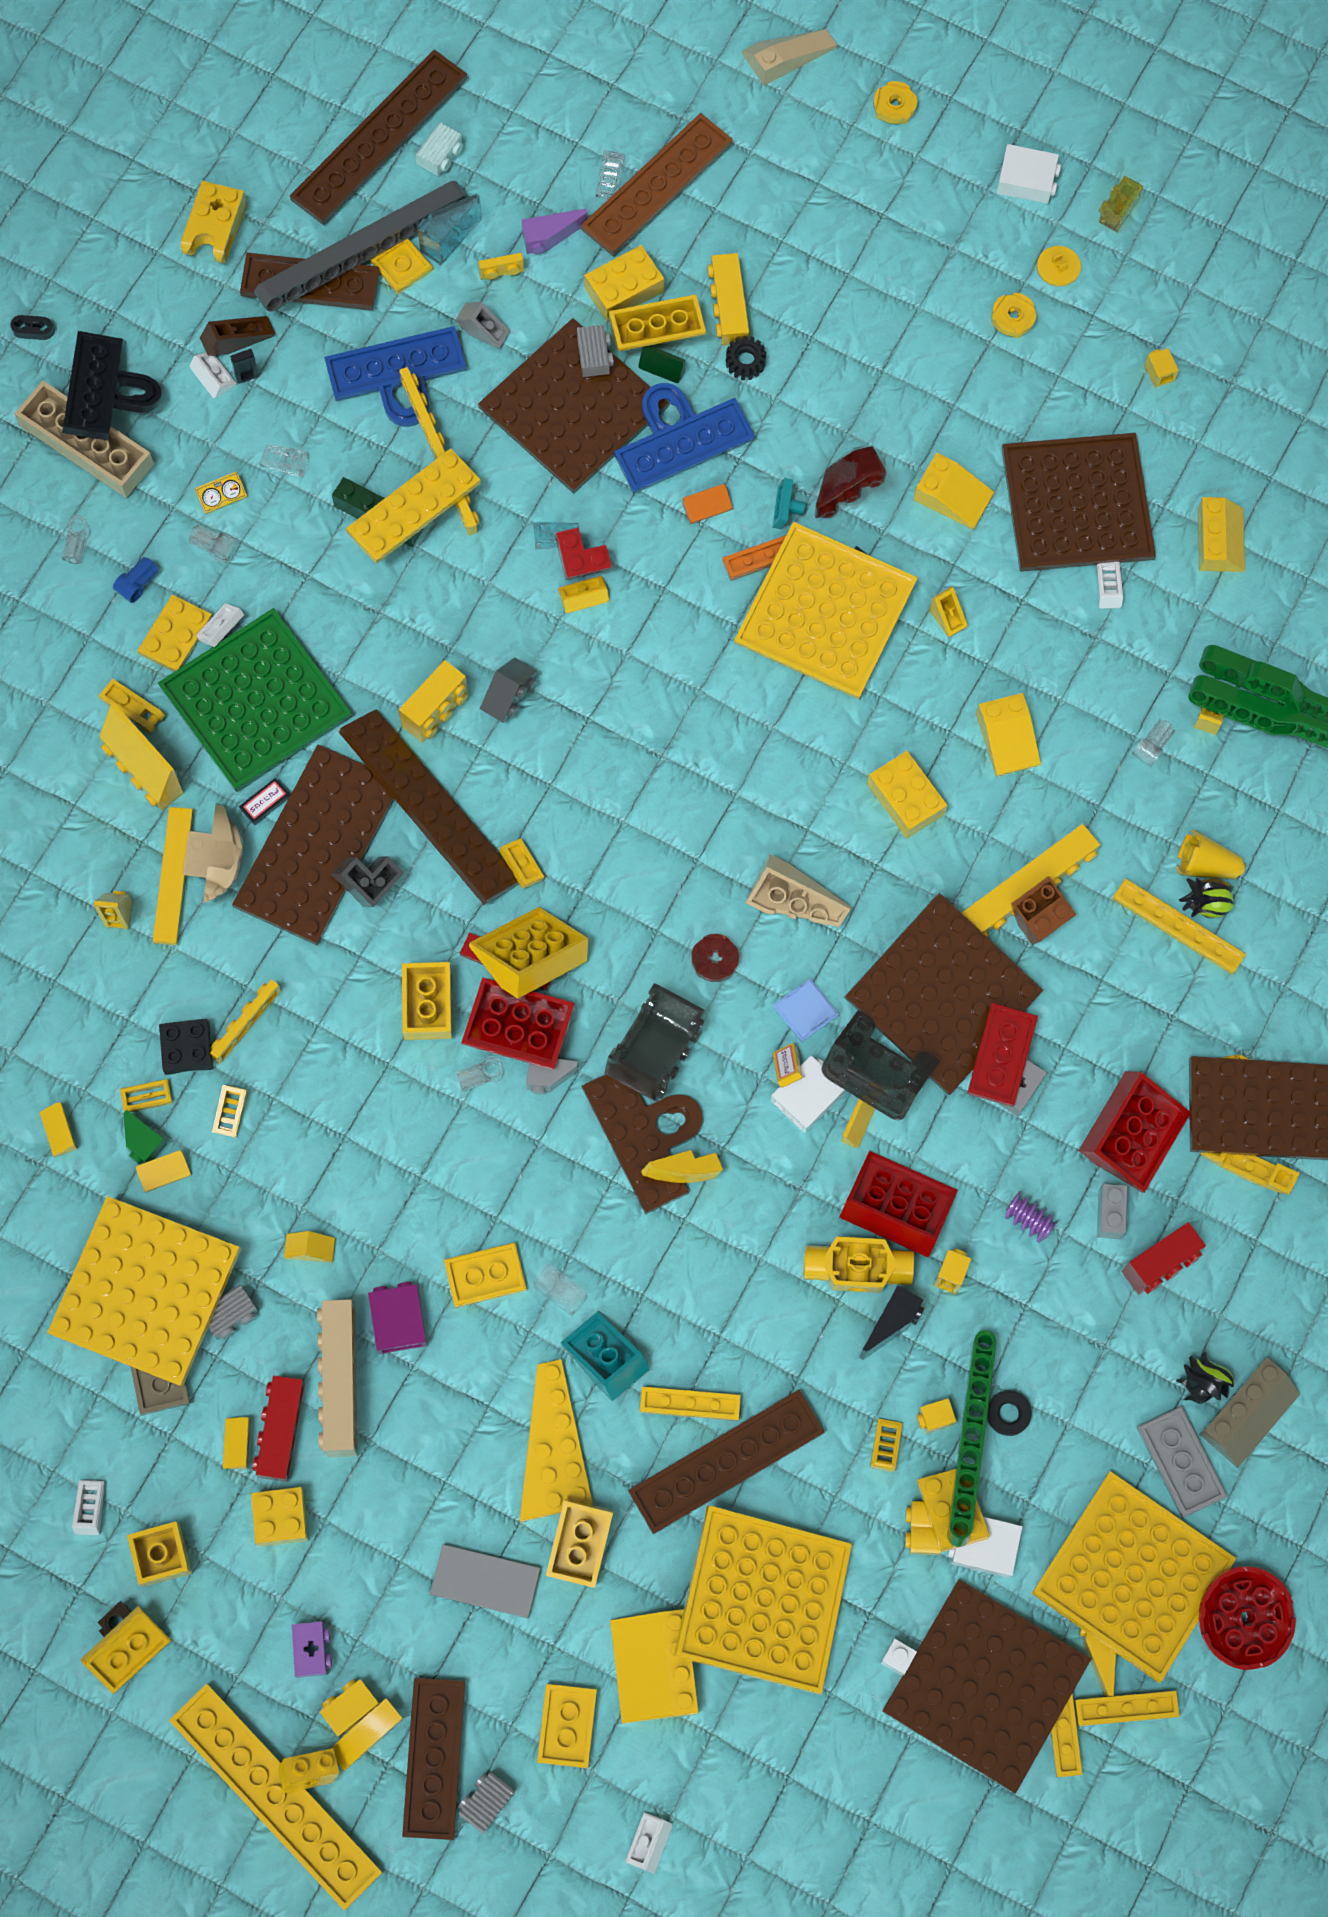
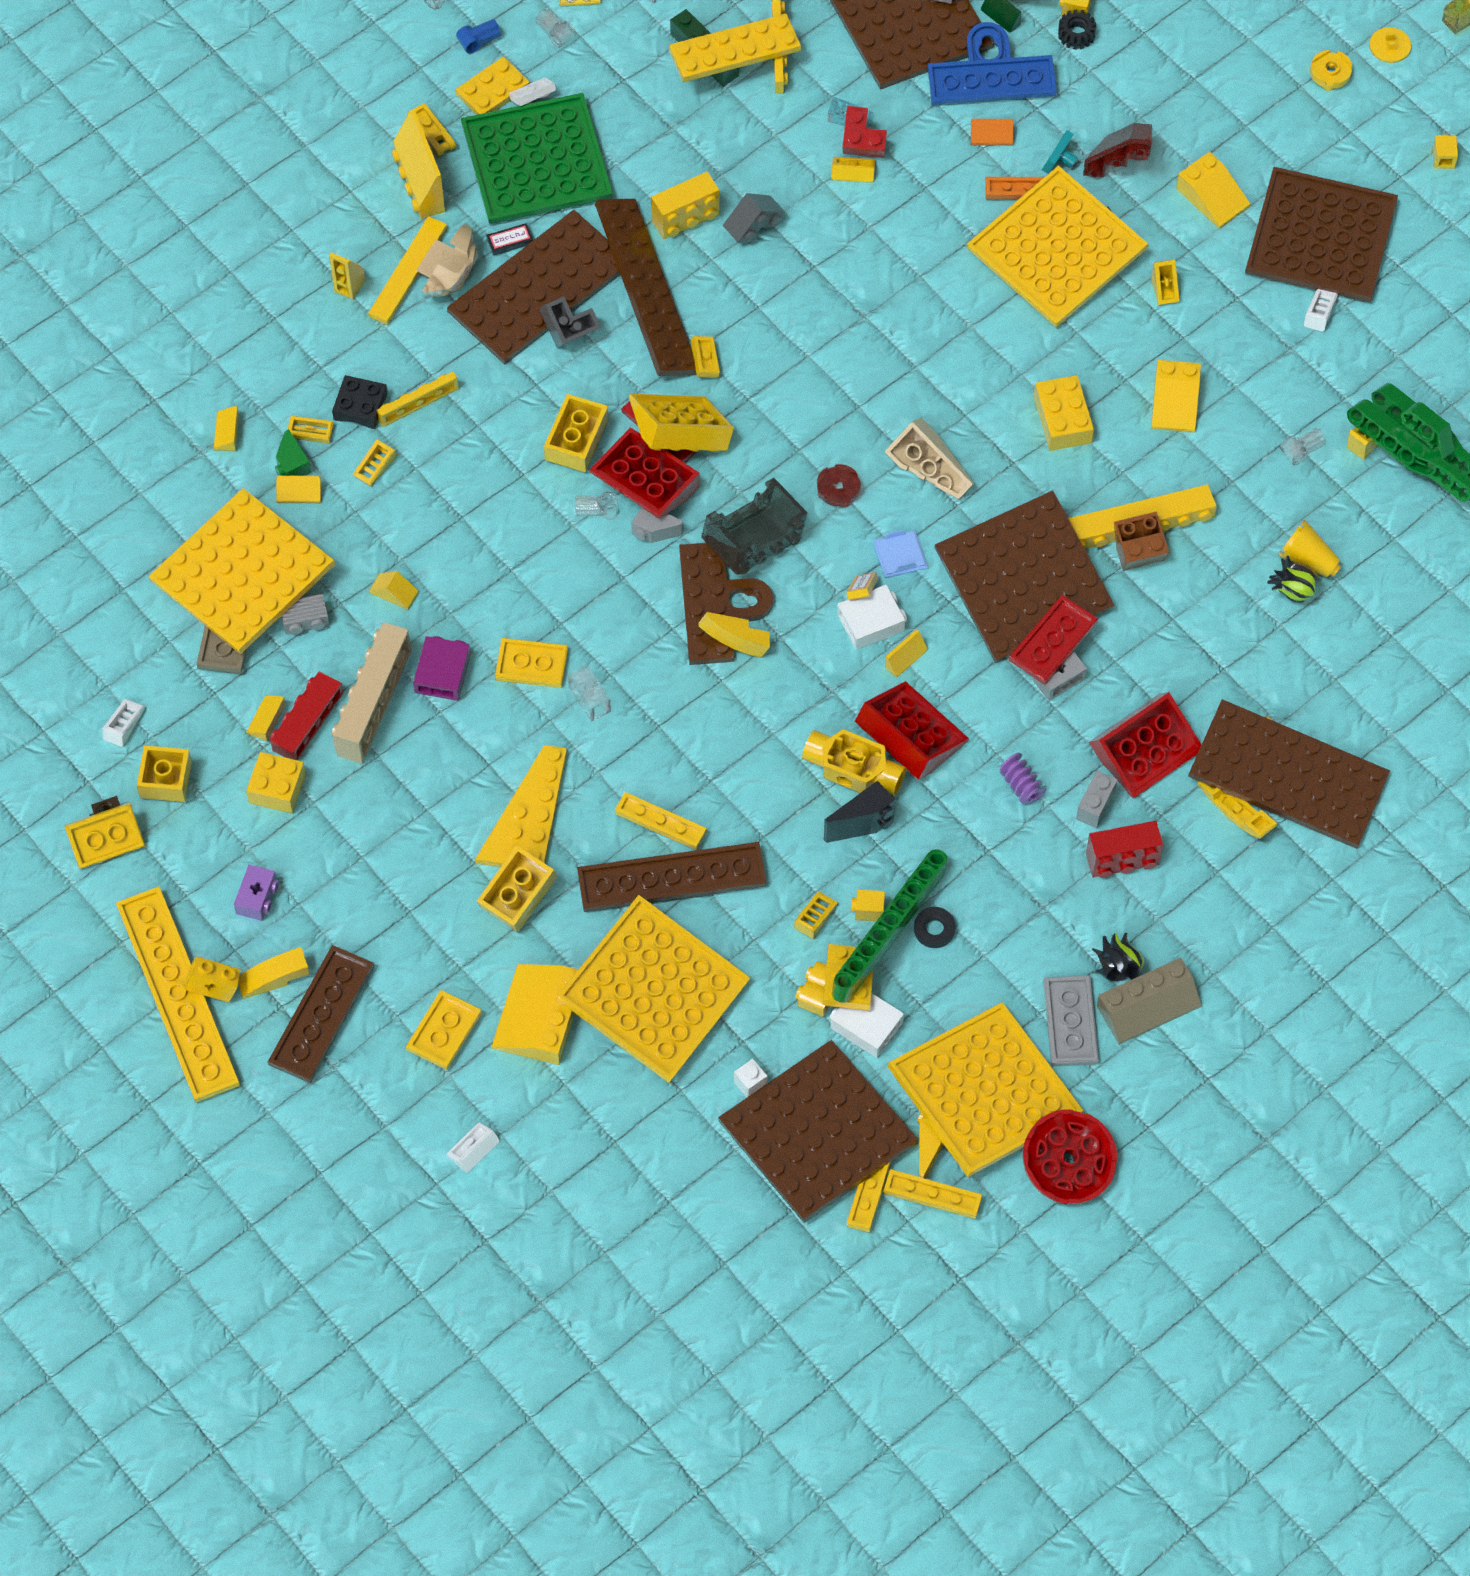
camera: 25 degrees right, 10 degrees down
(349, 1707) = (266, 945): yellow brick -> none
(485, 1581) = (425, 896): light grey tile -> none
(486, 1801) = (349, 1062): light grey brick -> none
(605, 1355) = (605, 759): teal slope -> none
(875, 1071) = (933, 614): clear smoke windscreen -> none
(952, 1271) = (932, 794): yellow brick -> none
(1179, 926) = (1260, 599): yellow tile -> none
(1220, 535) = (1439, 301): yellow slope -> none

